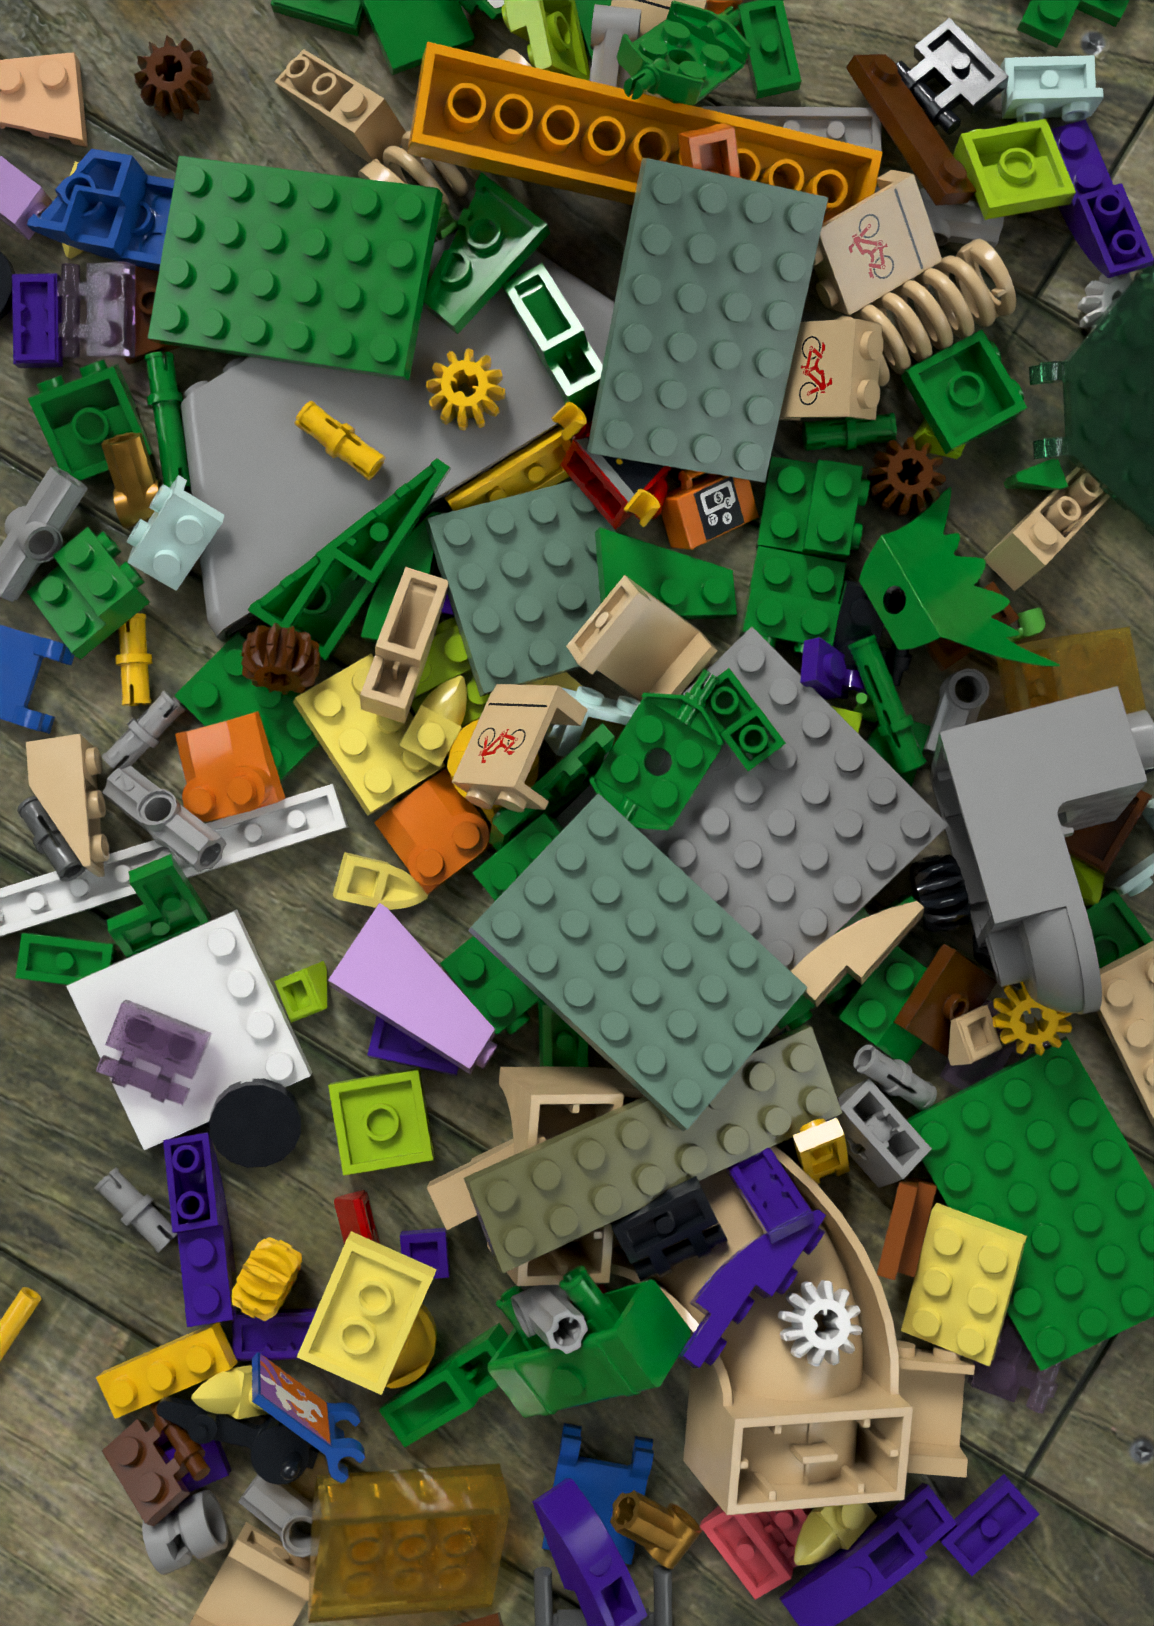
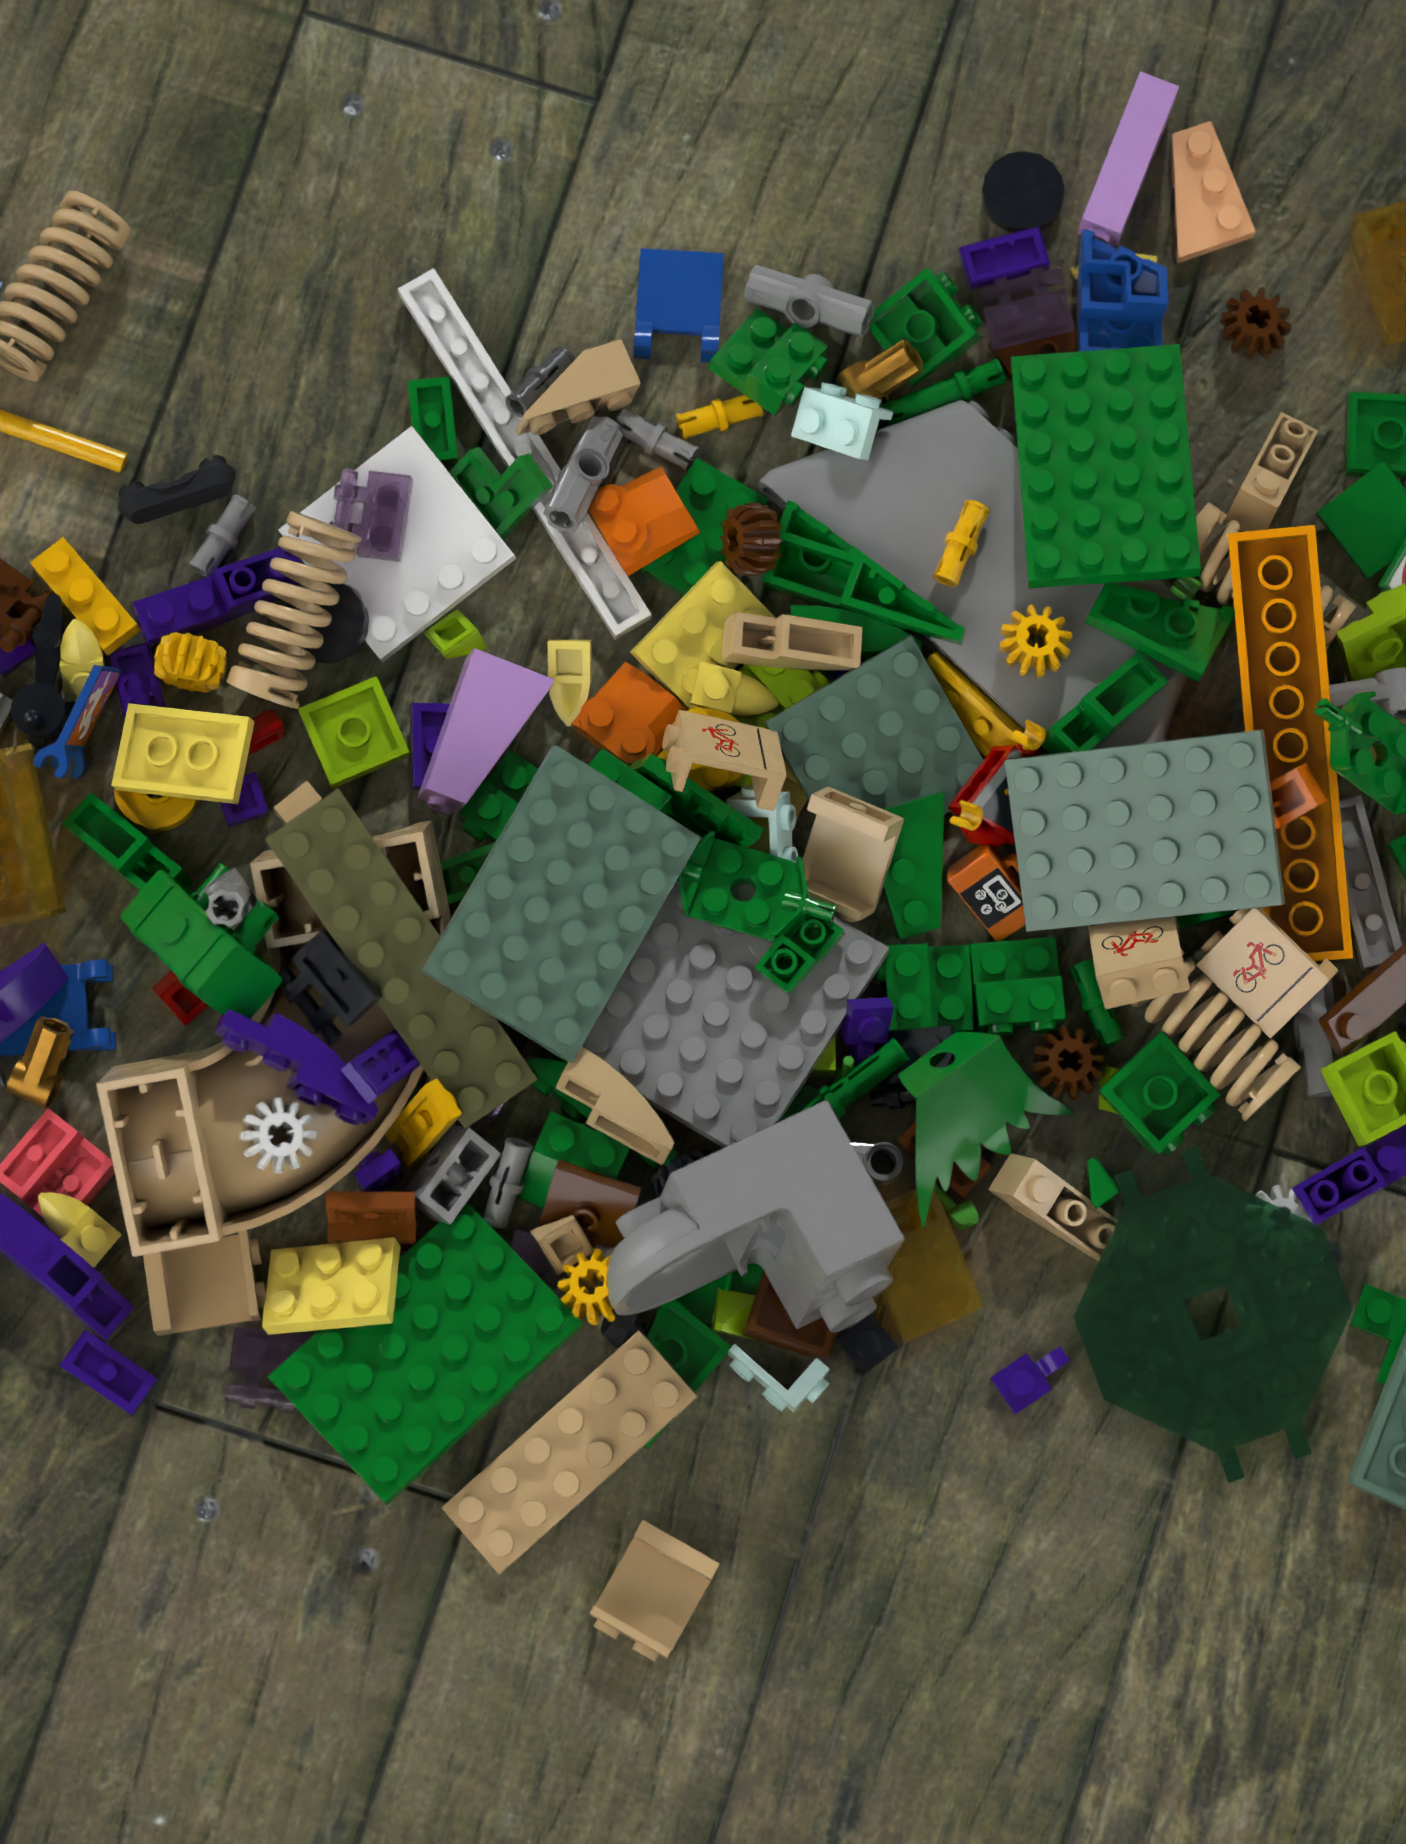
camera: 70 degrees right, 10 degrees down
(78, 1233) = (208, 483): none -> black piece
(307, 1217) = (339, 547): none -> tan piece
(858, 1210) = (378, 1172): none -> dark purple plate

